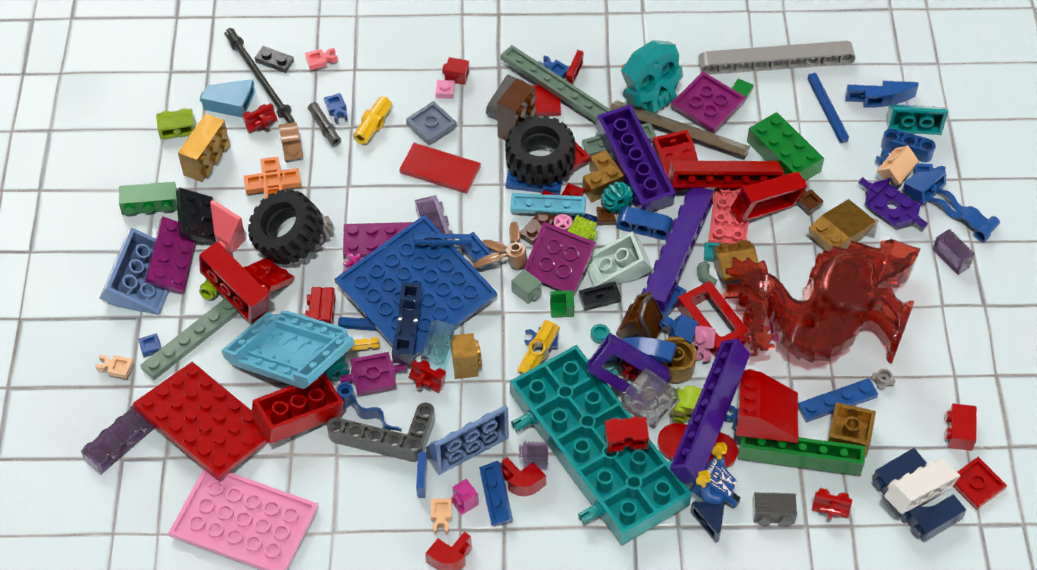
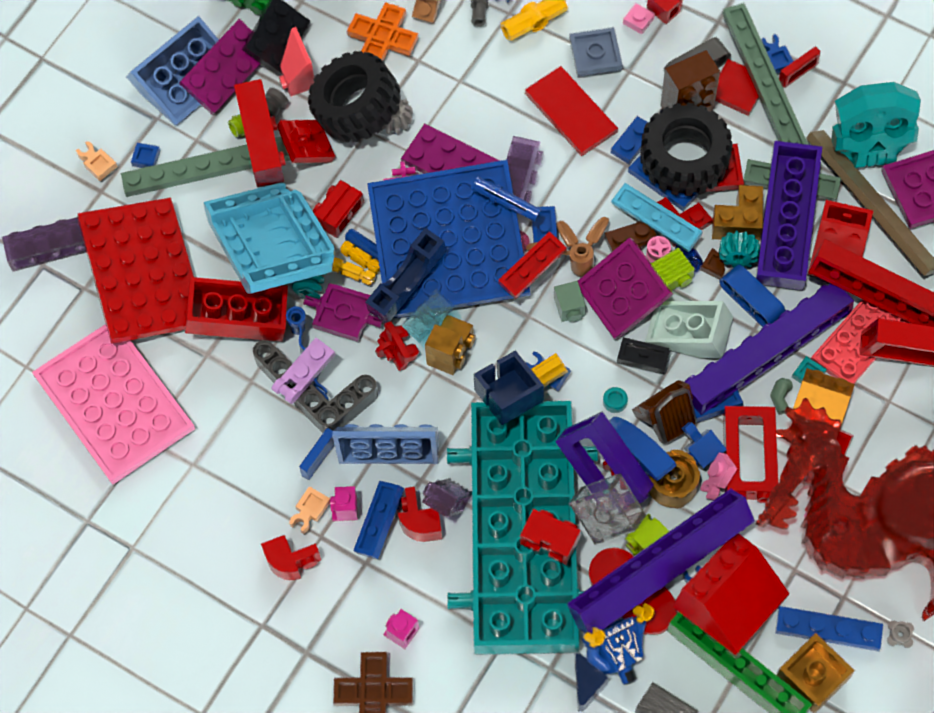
camera: 35 degrees right, 10 degrees up
(361, 332) = (360, 257): none -> yellow axle
(376, 421) = (304, 370): none -> lavender plate
(489, 273) = (532, 265): none -> red plate
(495, 166) = (629, 143): none -> blue plate
(532, 354) = (513, 391): none -> dark blue piece
(561, 555) = (401, 628): none -> dark pink brick
(562, 304) = (595, 343): green panel -> none

